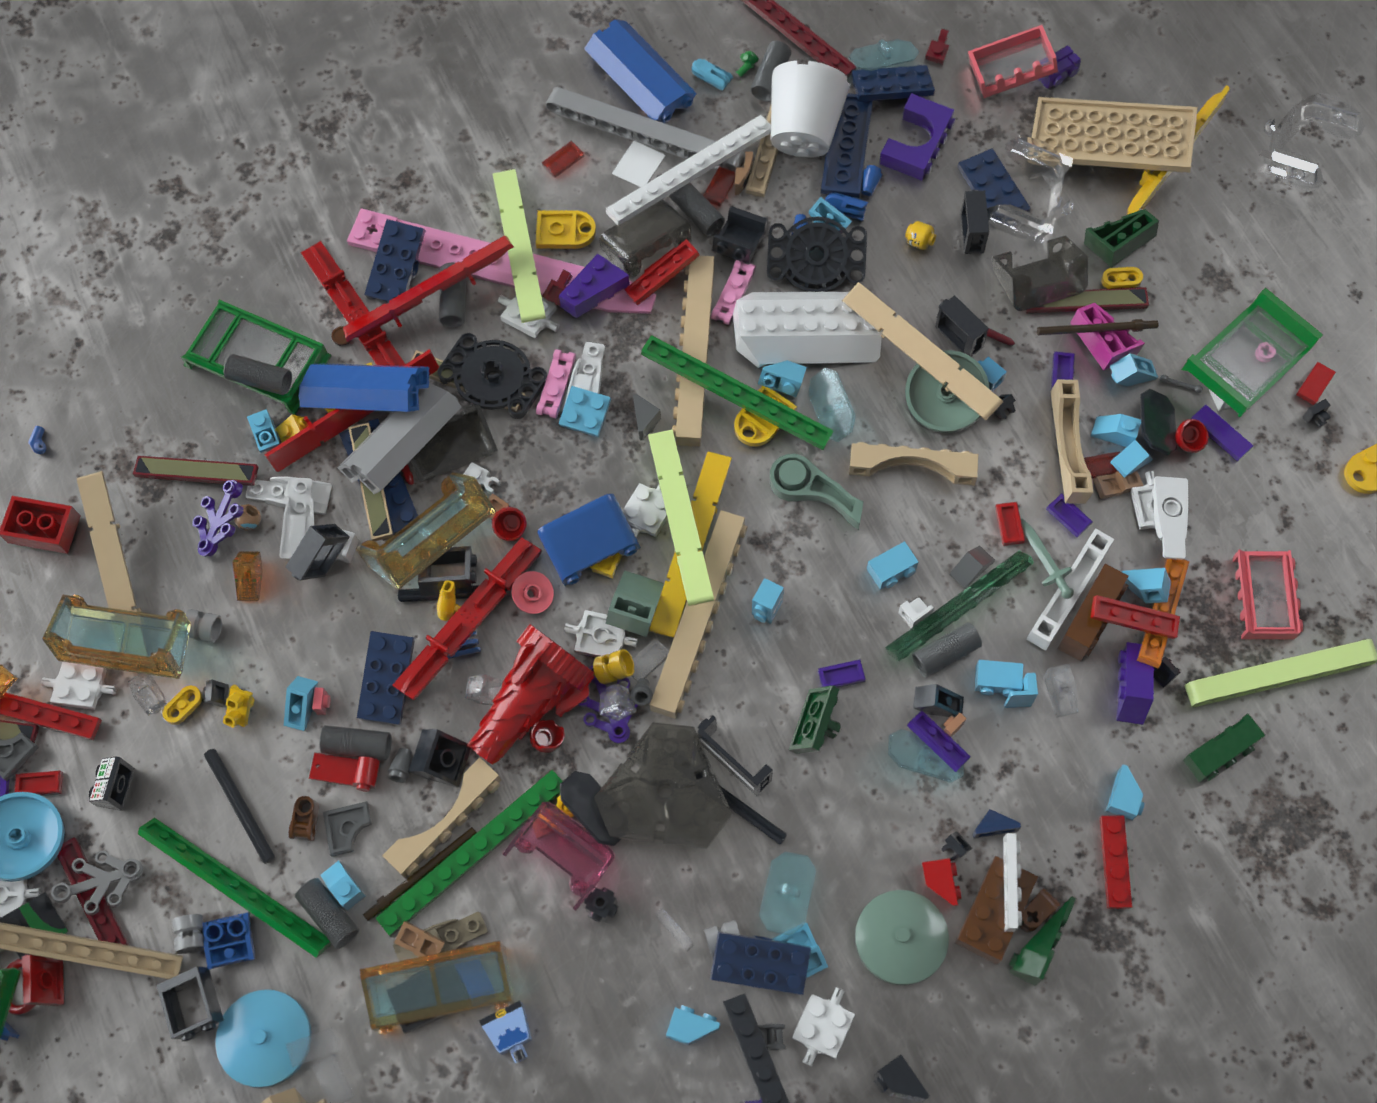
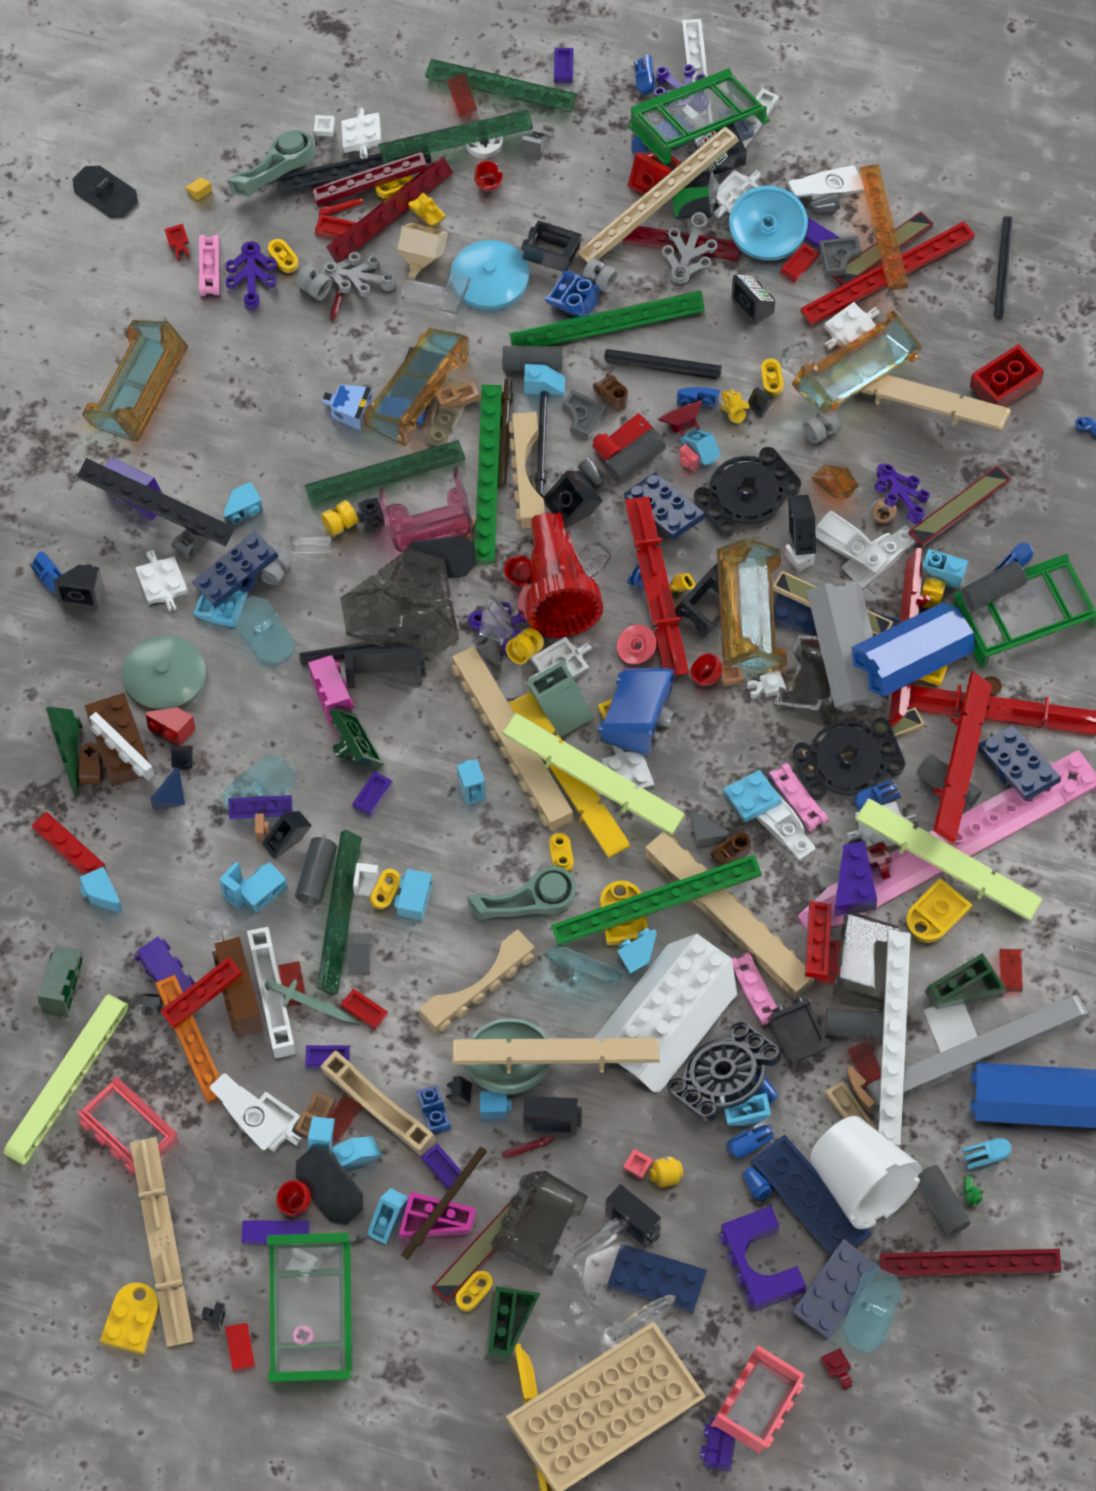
camera: 130 degrees right, 5 degrees down
(215, 395) = (1021, 553): none -> blue arm
(253, 745) = (708, 396): none -> blue slope
(283, 739) = (682, 418): none -> dark red piece
(323, 649) = (745, 506): none -> black piece
(440, 803) = (540, 476): none -> black bar
(506, 332) = (881, 793): none -> blue arm
(550, 935) = (384, 472): none -> clear green plate
(604, 169) = (966, 984): none -> dark green wedge
(629, 927) = (339, 518): none -> yellow wheel
(644, 386) = (729, 852): none -> reddish brown piece
(757, 499) = (561, 852): none -> yellow plate
(789, 782) = (330, 686): none -> dark pink wedge
(907, 590) = (385, 890): none -> yellow plate
(932, 256) = (638, 1164): none -> coral plate
(1031, 412) = (433, 1109): none -> blue slope
(1040, 595) = (289, 973): none -> clear red tile
(1149, 584) = (217, 1041): medium azure slope -> none
(1313, 492) = (161, 1242): none -> tan piece

